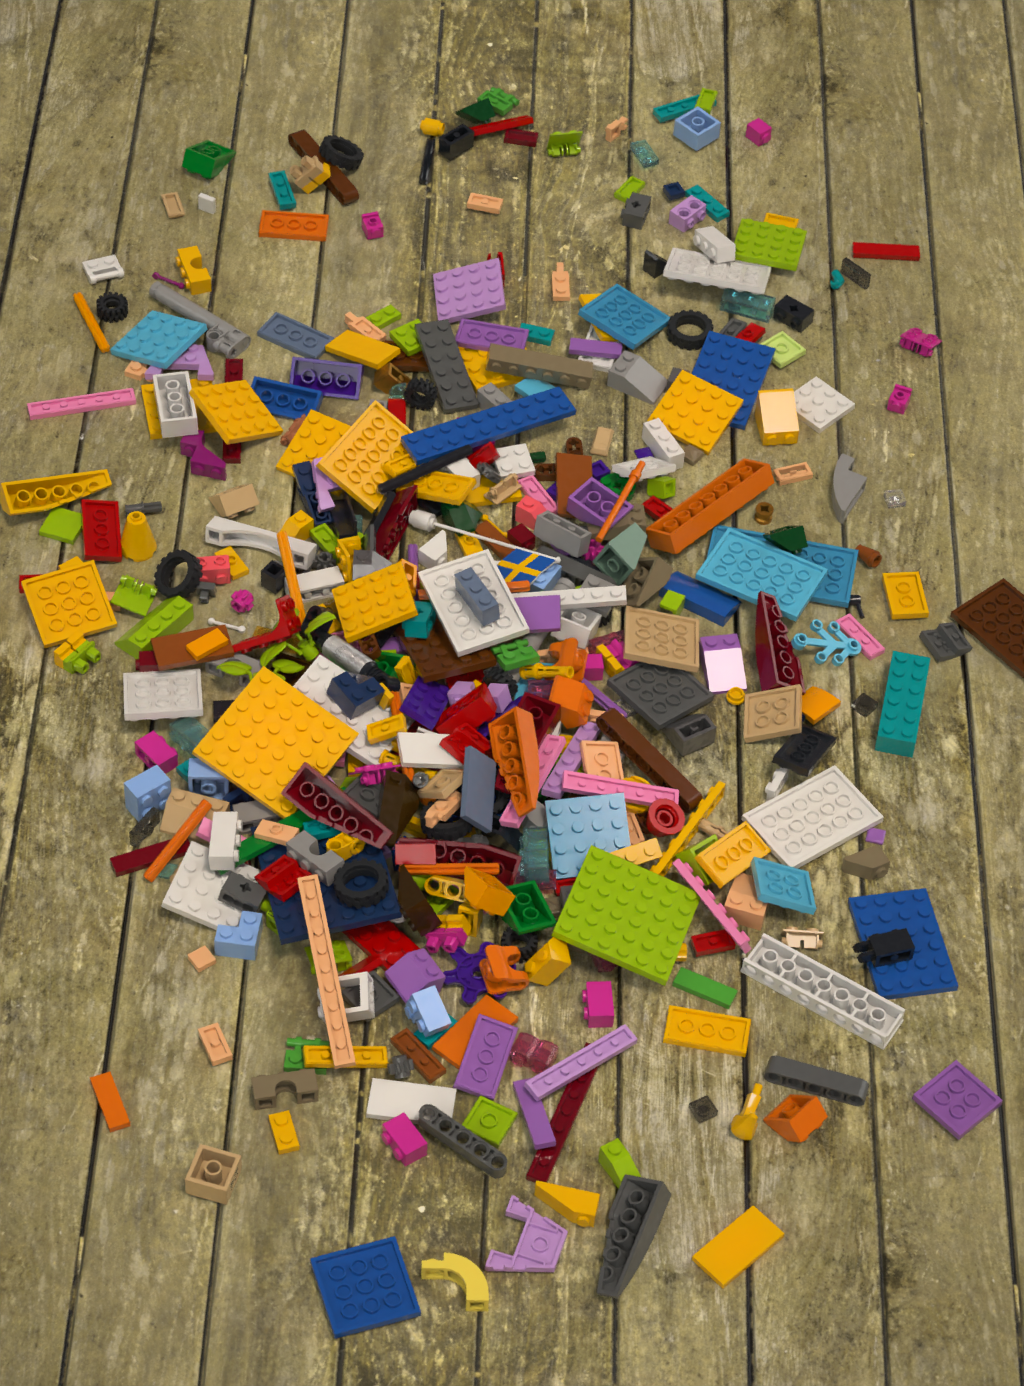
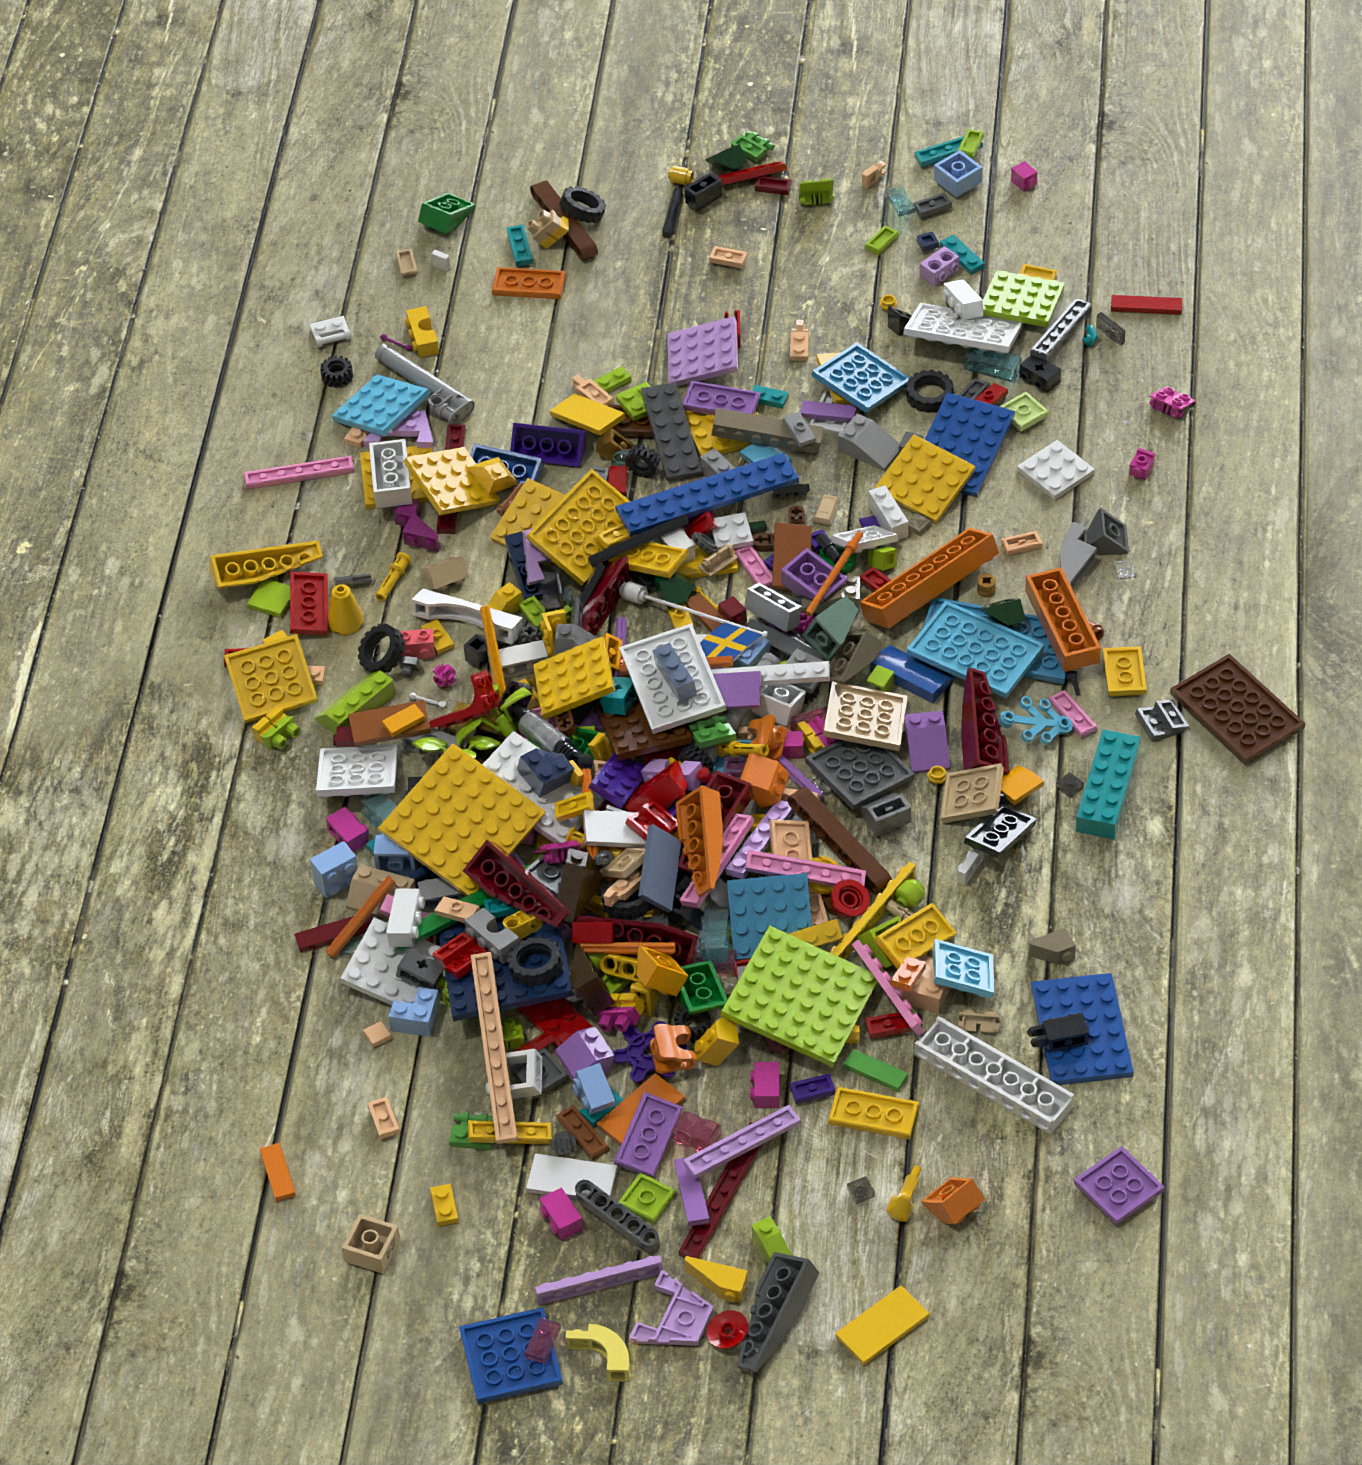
camera: 10 degrees right, 0 degrees up
(91, 322) = (315, 387): light orange axle -> none
(133, 595) = (336, 670): lime hinge -> none
(144, 827) = (330, 903): clear smoke plate -> none
(186, 499) = (396, 571): none -> yellow pin
(275, 407) = (493, 475): none -> yellow slope
(294, 336) = (520, 400): sand blue tile -> none
(300, 1083) = (431, 1161): dark tan arch -> none
(372, 225) = (609, 282): dark pink brick -> none
(397, 1271) = (542, 1340): none -> clear pink plate
(434, 551) = (642, 624): white slope -> none
(448, 1207) = (598, 1280): none -> lavender plate
(512, 697) = (704, 774): none -> red hinge
(528, 510) = (740, 581): coral slope -> none
(571, 364) = (799, 429): none -> light grey plate
(574, 422) = (799, 489): none -> black plate
(580, 1248) = (722, 1325): none -> red dish
(610, 478) = (828, 547): none -> black axle
(636, 210) = (885, 263): dark grey brick -> none
(641, 246) = (888, 300): none -> yellow plate
(644, 1007) = (812, 1088): none -> dark purple plate
(675, 157) = (932, 205): none -> dark grey plate
(722, 812) = (910, 894): none -> lime head
(731, 891) = (908, 974): none -> plate
(777, 417) = (1009, 483): yellow slope -> none
(809, 273) = (1060, 329): none -> tile
(813, 818) = (1003, 900): white plate -> none
(816, 1080) = (978, 1164): dark grey beam -> none
(843, 545) = (1062, 619): none -> orange brick
(874, 465) = (1107, 534): none -> dark grey slope
(875, 836) = (1066, 919): medium lavender piece -> none

